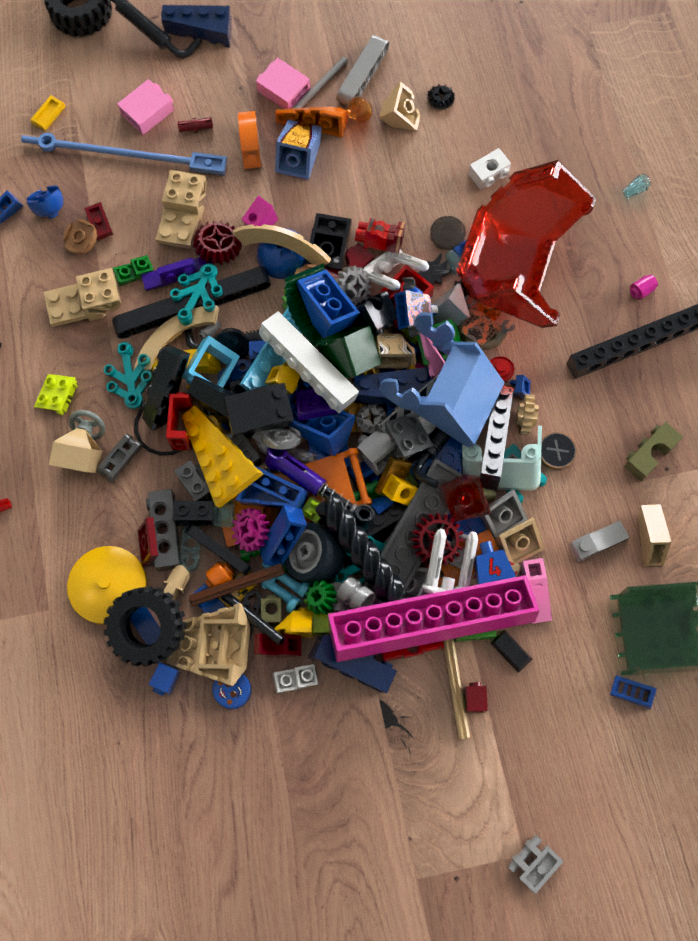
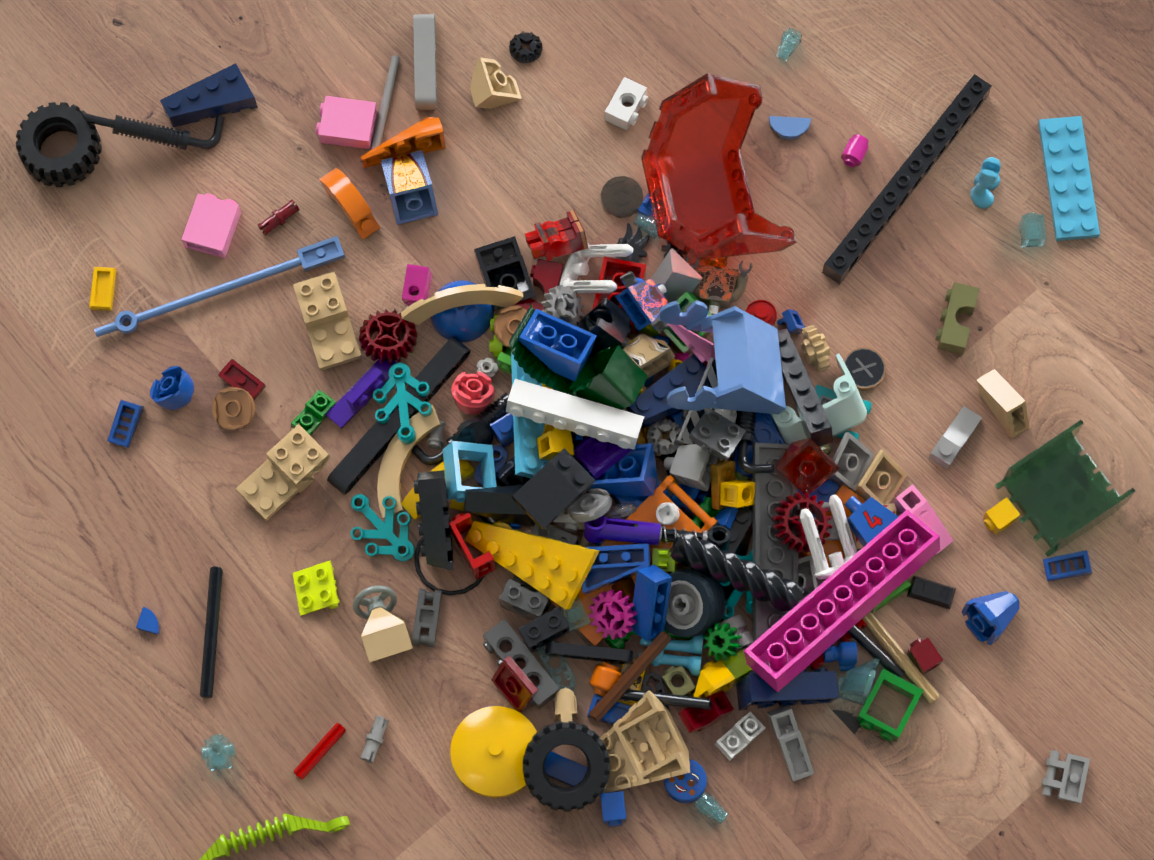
camera: 30 degrees left, 0 degrees up
(25, 525) = (374, 739): none -> light grey pin
(238, 722) = (710, 807): none -> clear light blue cone
(251, 312) = (472, 392): none -> coral cone
(270, 302) = (493, 368): none -> white plate
(329, 707) = (790, 742): none -> light grey slope
(336, 476) = (667, 513): none -> white tile
(354, 595) = (753, 619): light grey wheel -> none
(360, 109) = (451, 103): clear orange head -> none
(410, 689) = (858, 682): none -> clear light blue slope
(412, 660) = (845, 654): none -> blue piece
(439, 673) = (875, 651): none -> black piece
(442, 711) = (902, 687): none -> green window
(548, 696) = (990, 615): none -> blue cone
(600, 622) = (1000, 516): none -> yellow brick
(603, 246) = (789, 127): none -> medium blue tile

